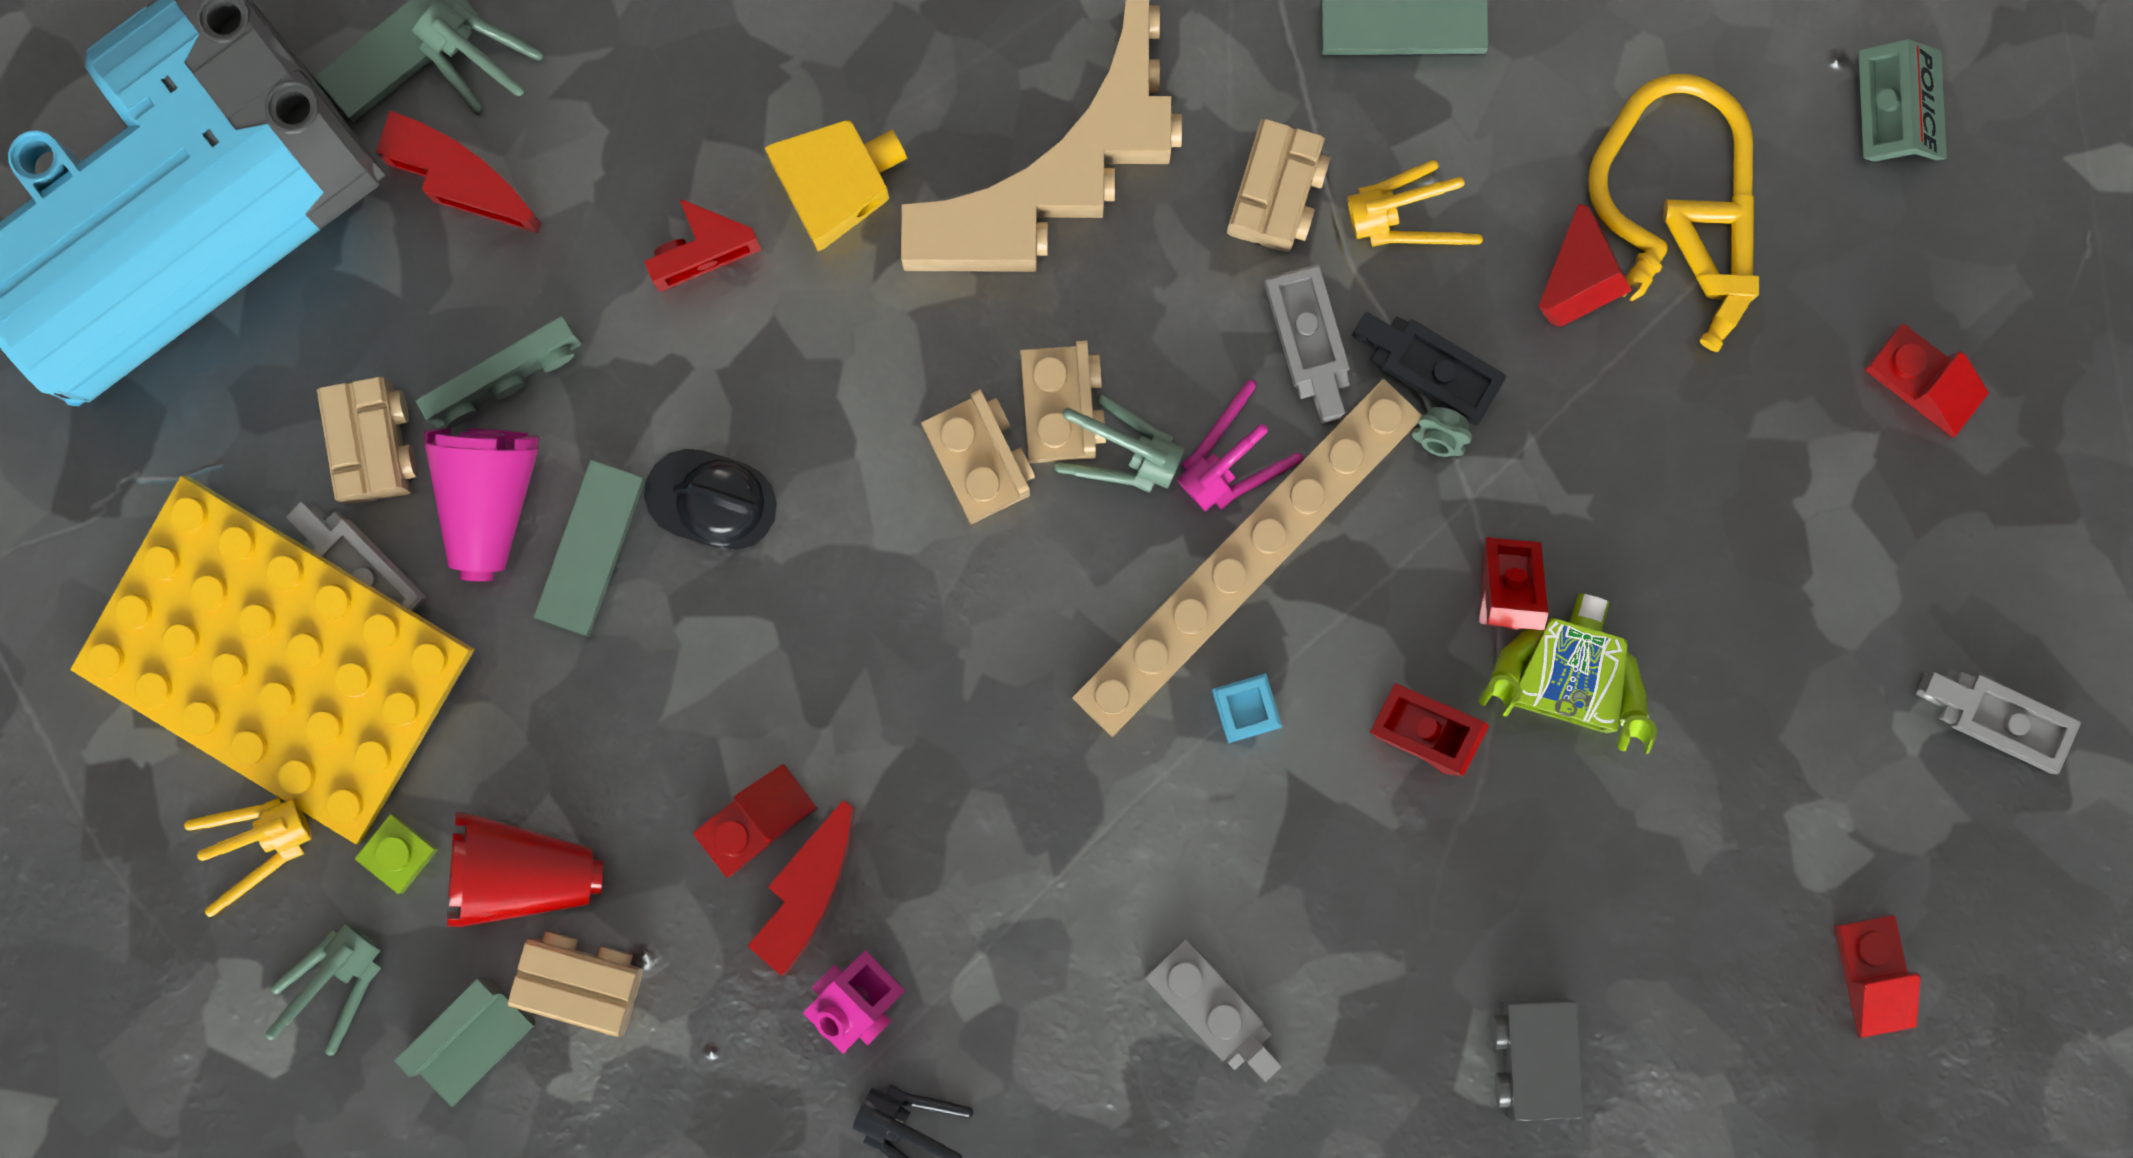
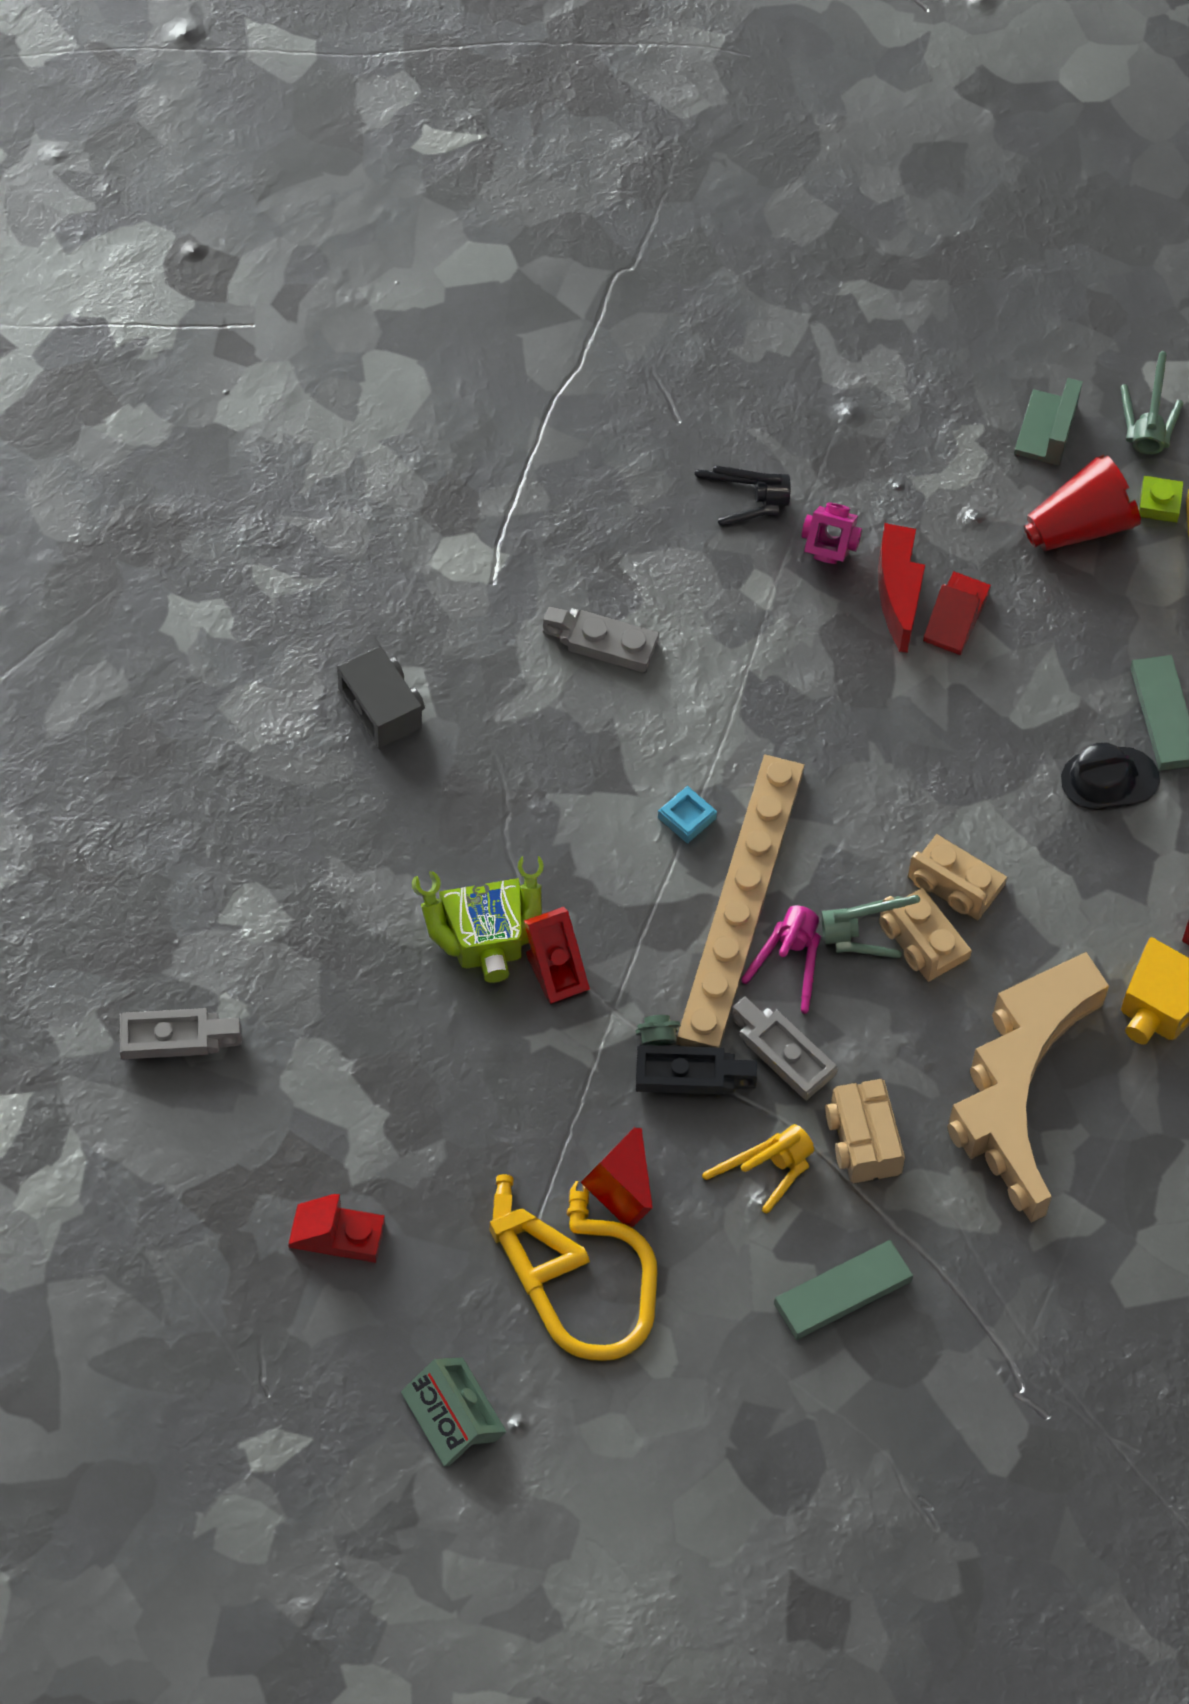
camera: 150 degrees right, 25 degrees down
(575, 984) = (1003, 474): tan brick -> none
(1429, 730) = (562, 843): red slope -> none
(1876, 976) = (182, 848): red slope -> none

